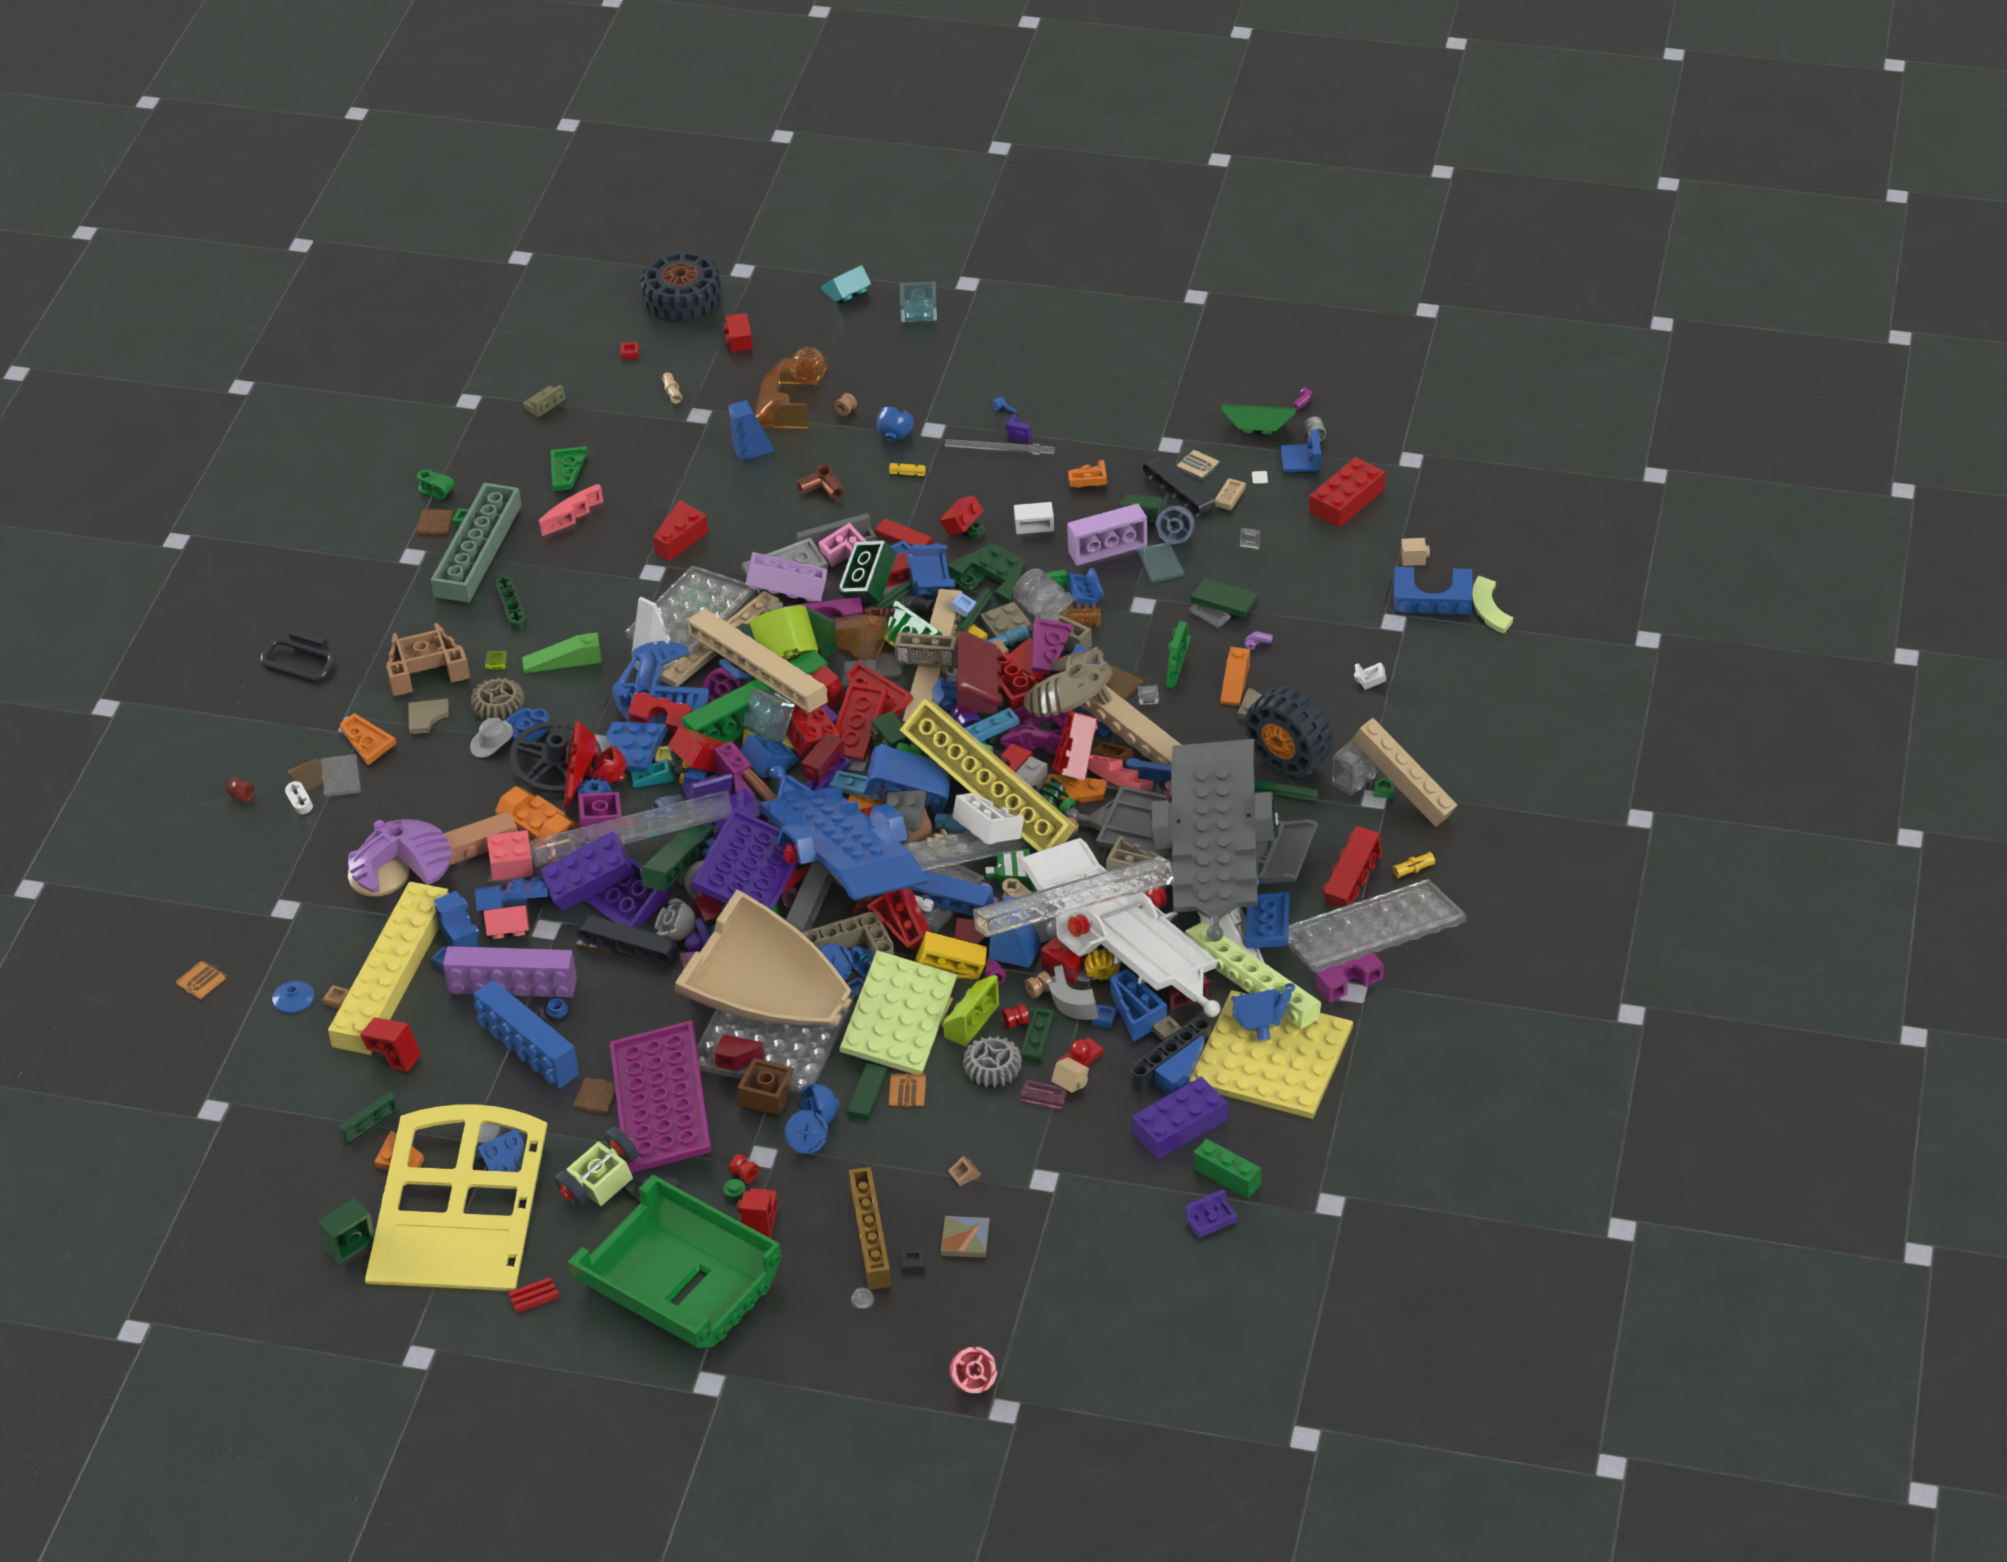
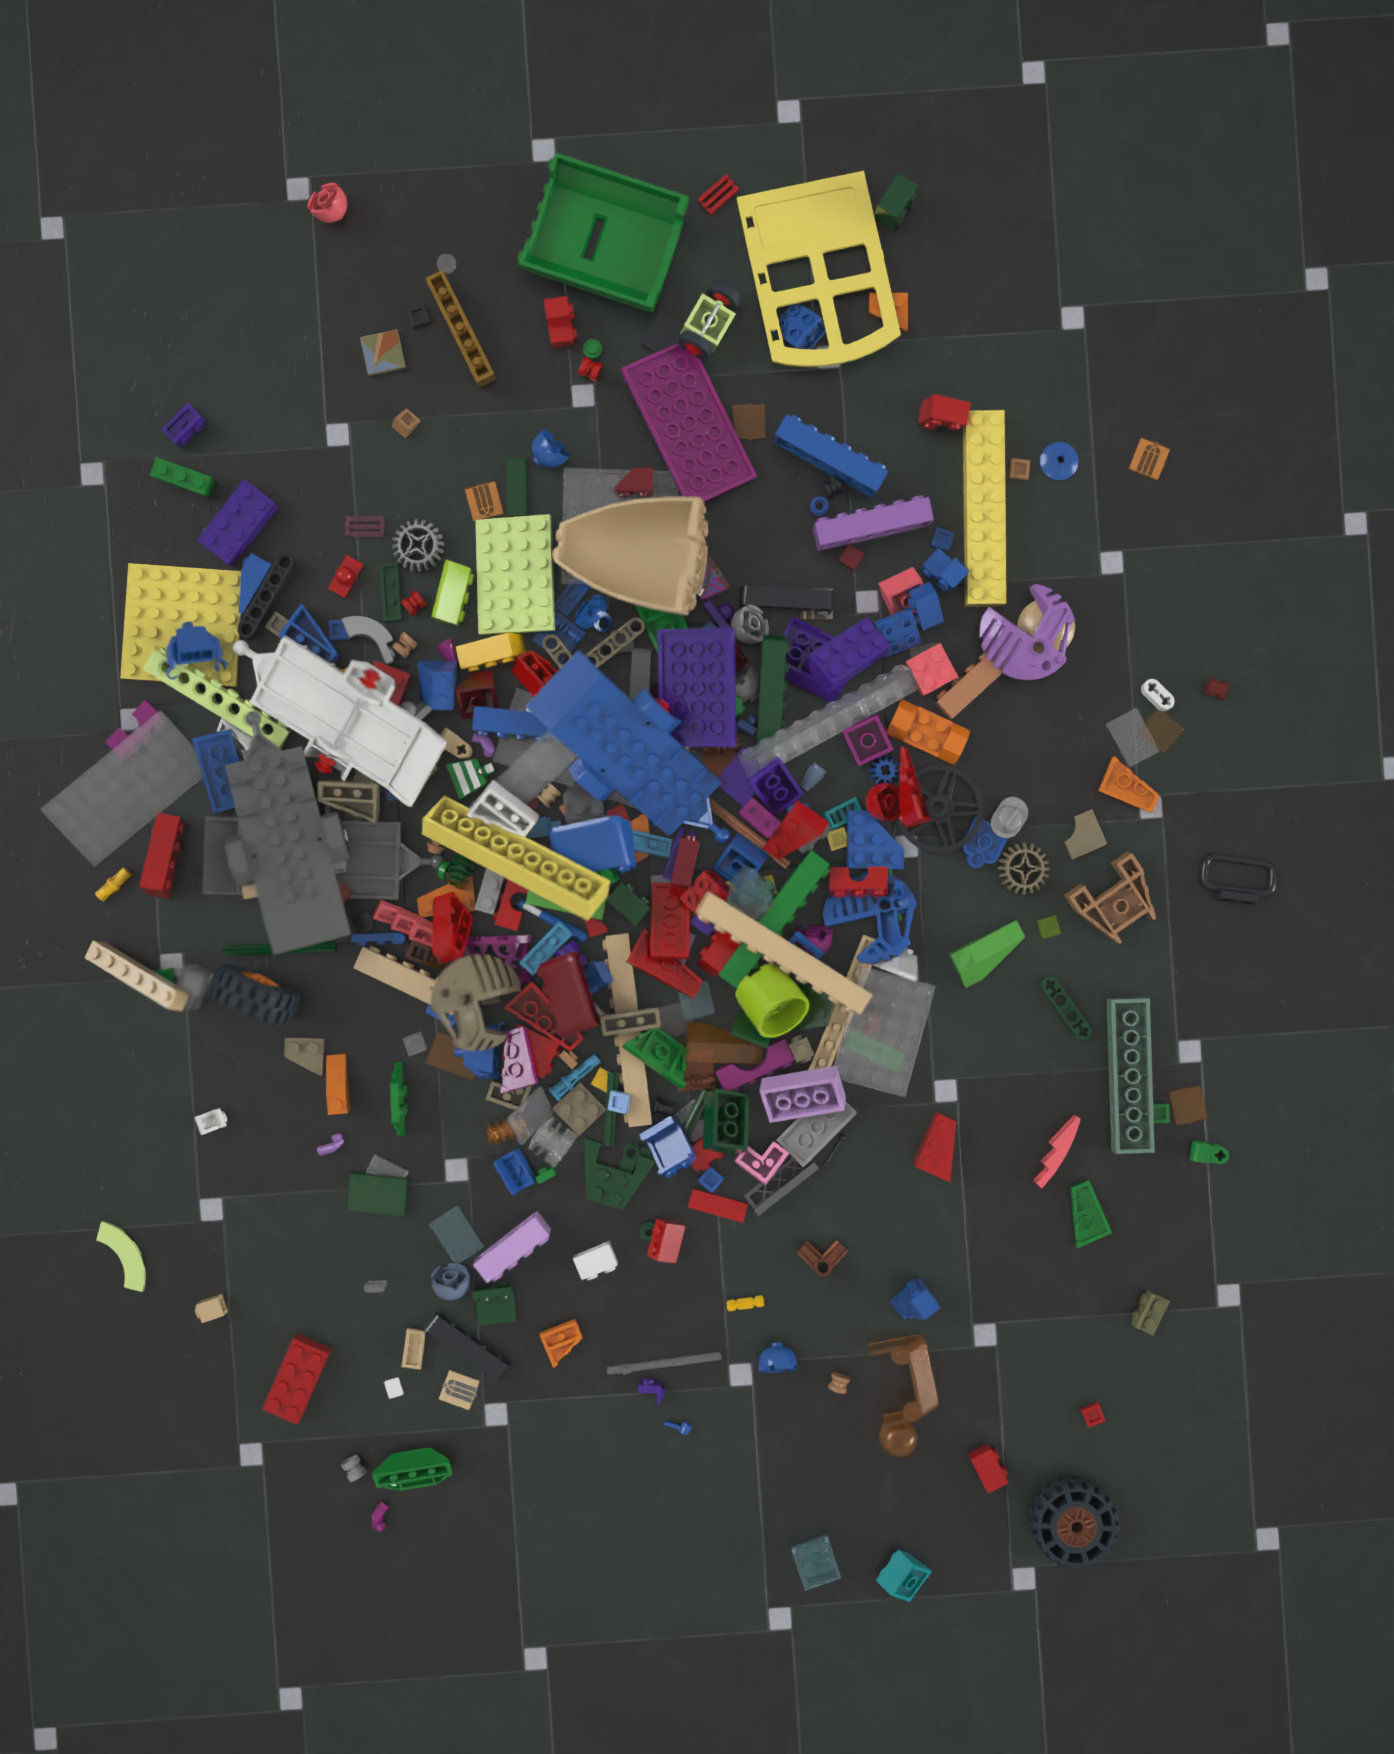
camera: 160 degrees right, 45 degrees up
(368, 1117) = (931, 336): dark green tile -> none
(671, 388) = (1026, 1364): tan pin -> none
(765, 1086) = (600, 456): reddish brown slope -> none
(806, 1131) = (548, 416): blue tile -> none
(1070, 1074) = (344, 544): tan brick -> none
(1073, 896) = (381, 706): clear brick -> none
(1302, 457) = (356, 1425): blue bracket -> none
(1412, 600) = (201, 1240): blue arch -> none

